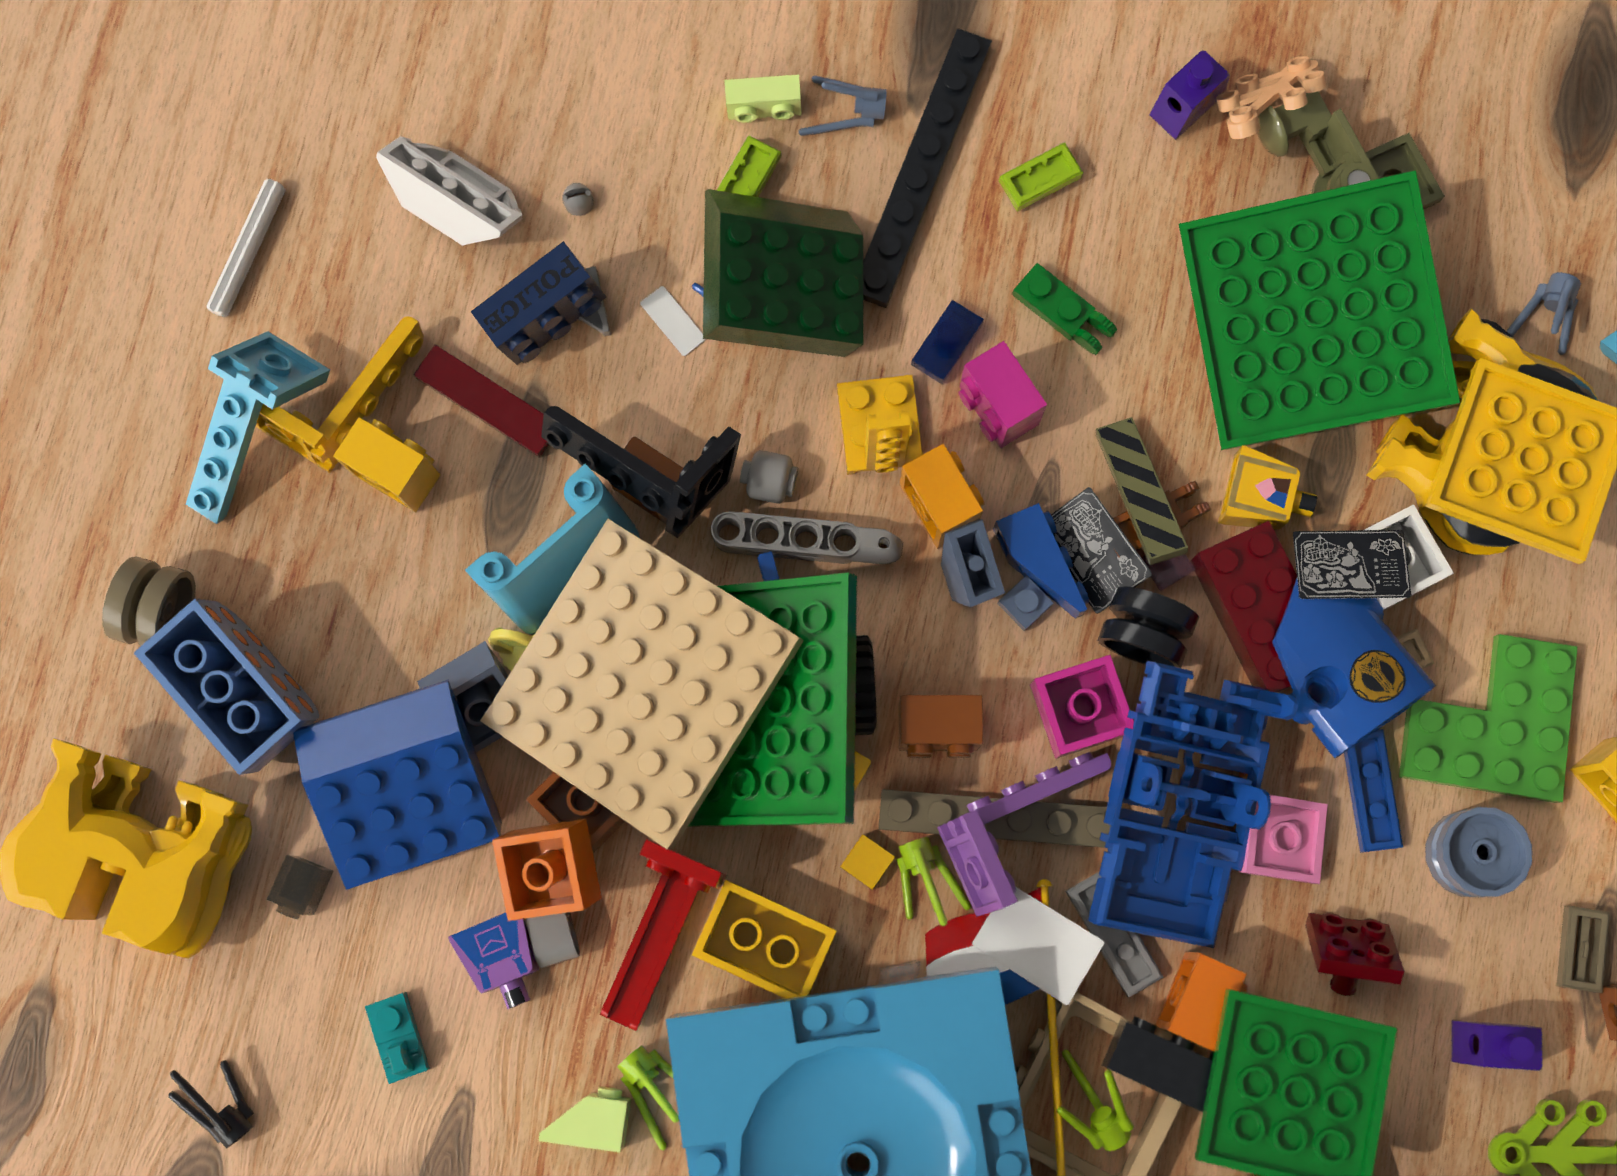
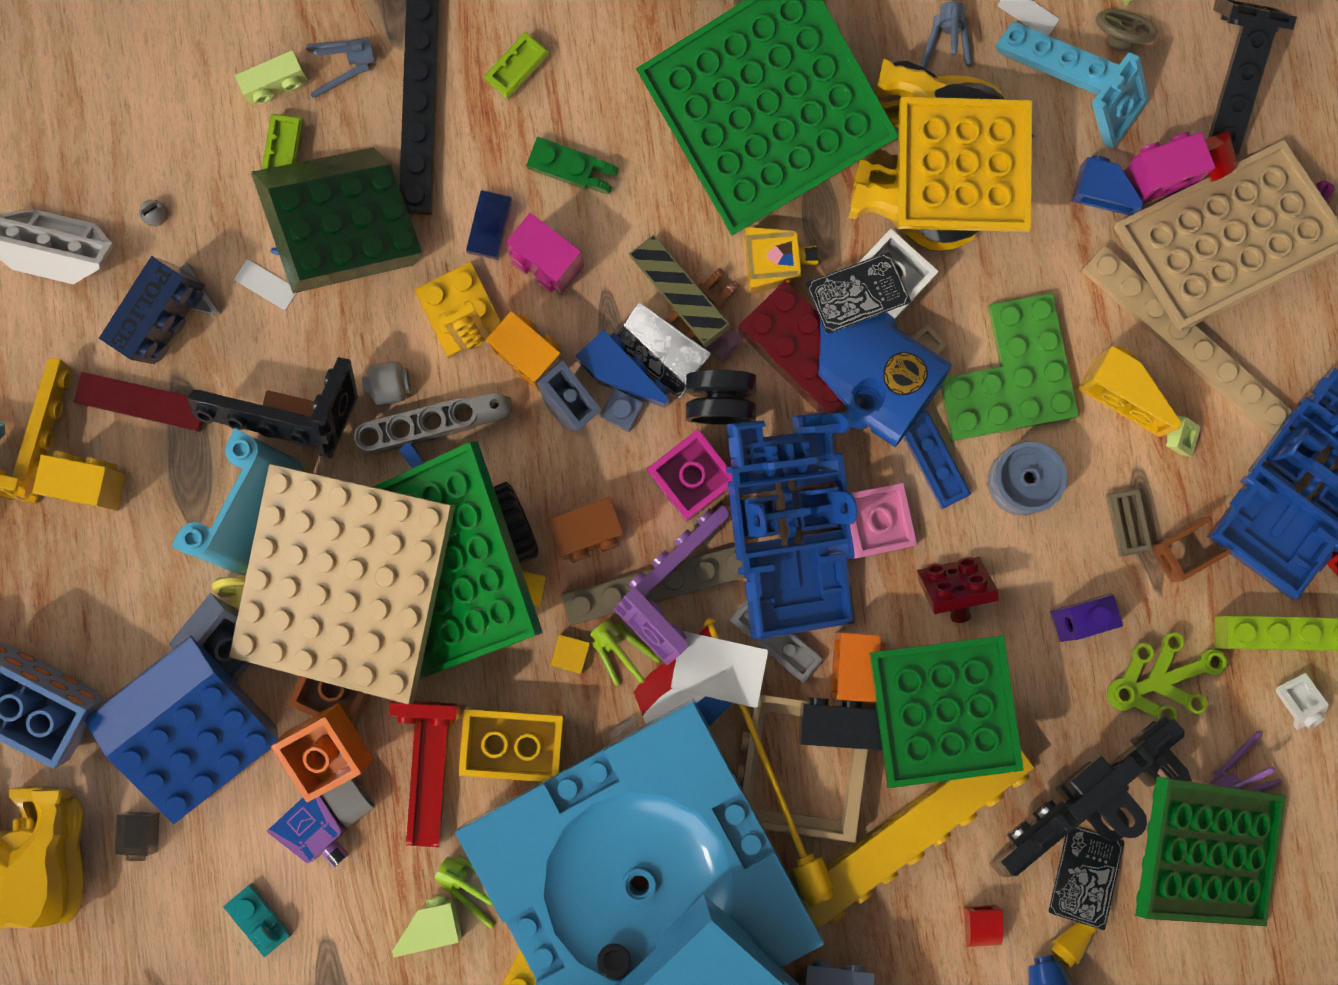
camera: 25 degrees left, 5 degrees up
(1109, 1126) = (820, 785): lime plant -> none

